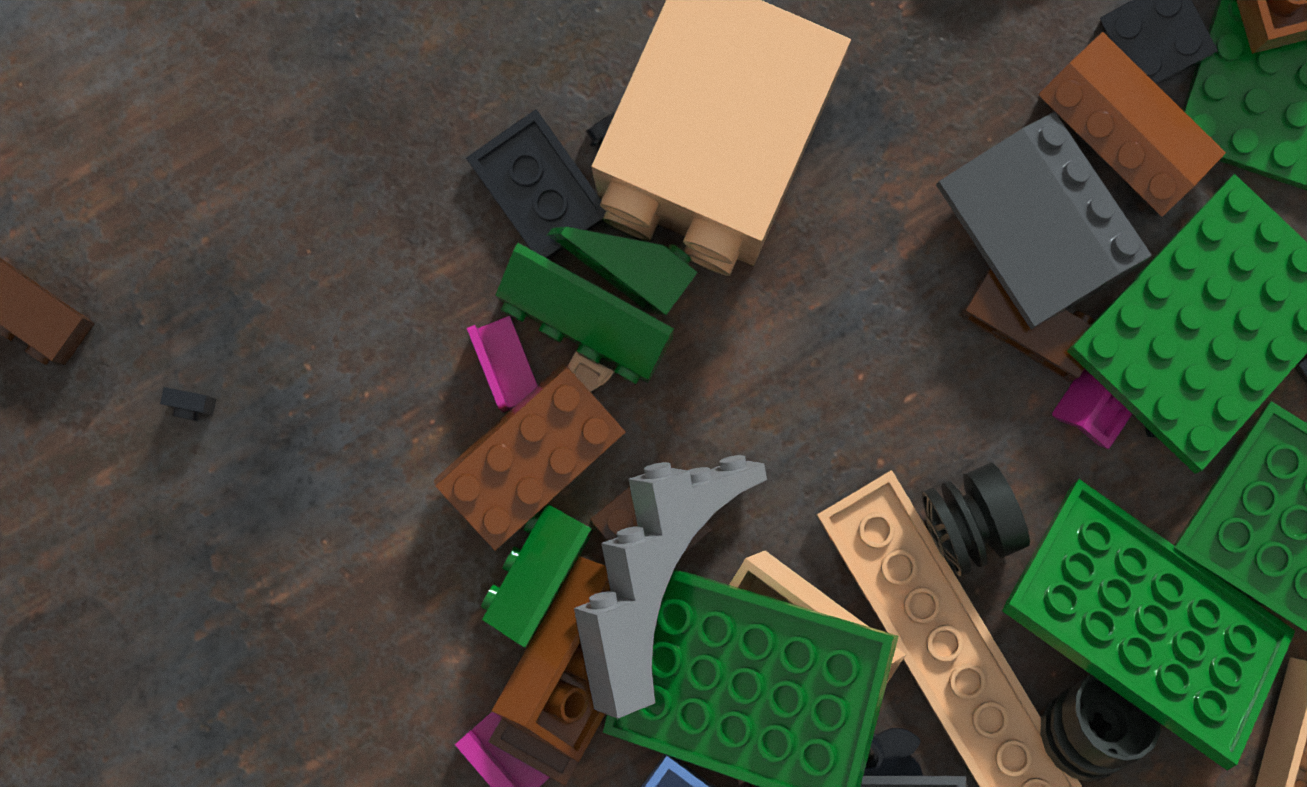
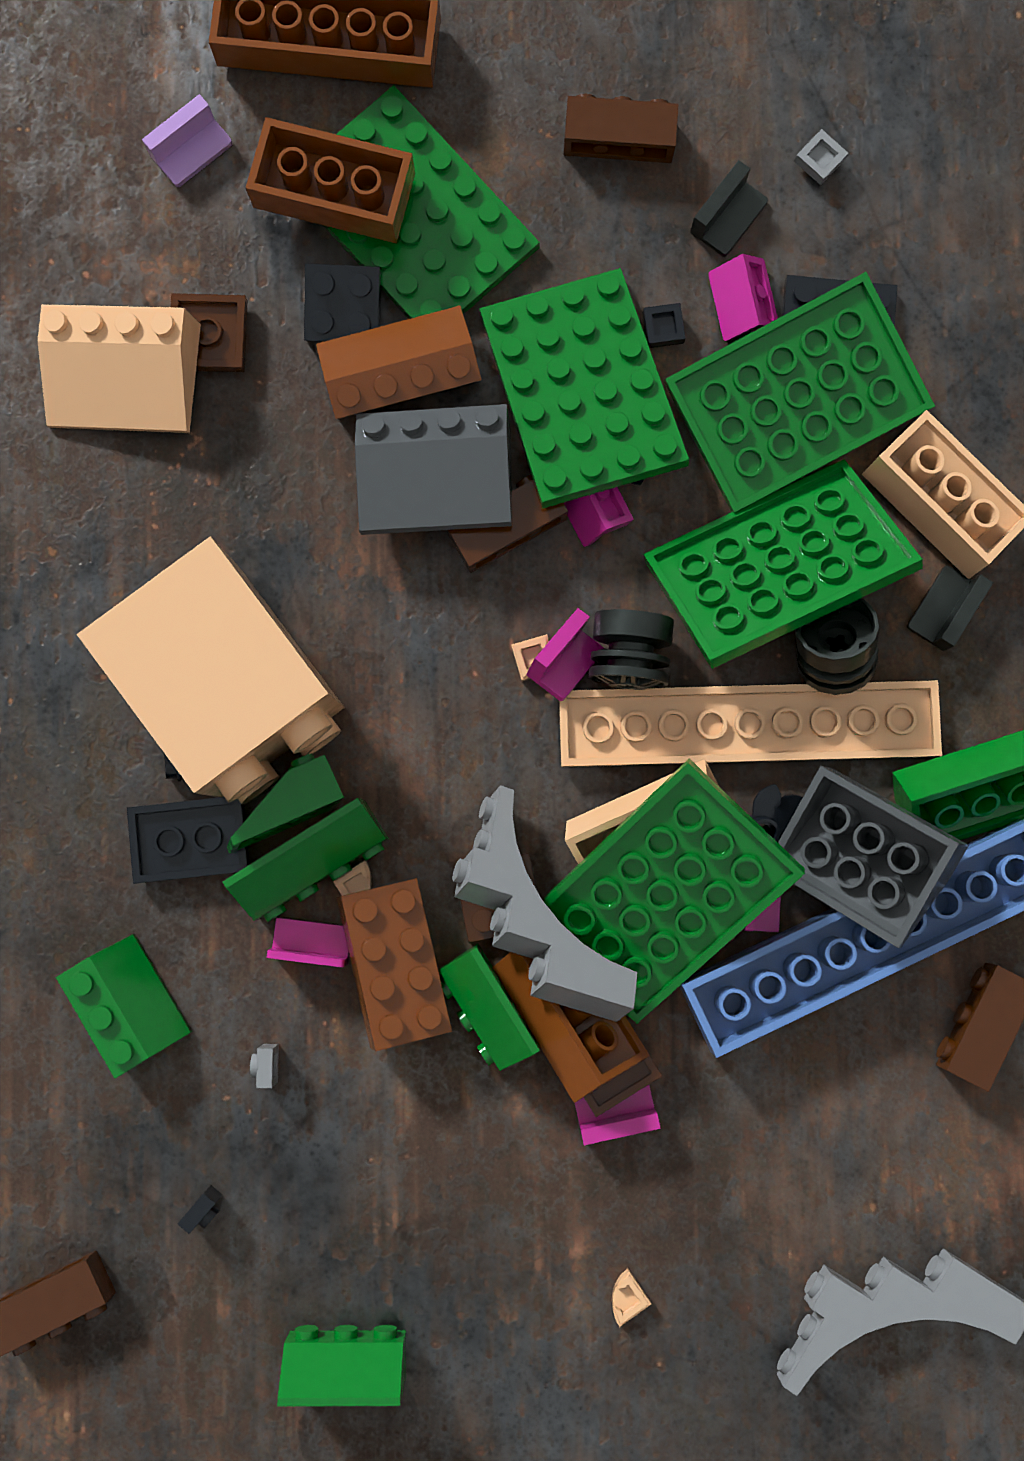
camera: 60 degrees left, 0 degrees up
(114, 625) = (343, 1367): none -> green slope
(343, 216) = (123, 1005): none -> green slope
(360, 386) = (265, 1065): none -> light grey plate
(910, 422) = (526, 652): none -> light nougat tile
(928, 457) = (565, 658): none -> dark pink panel

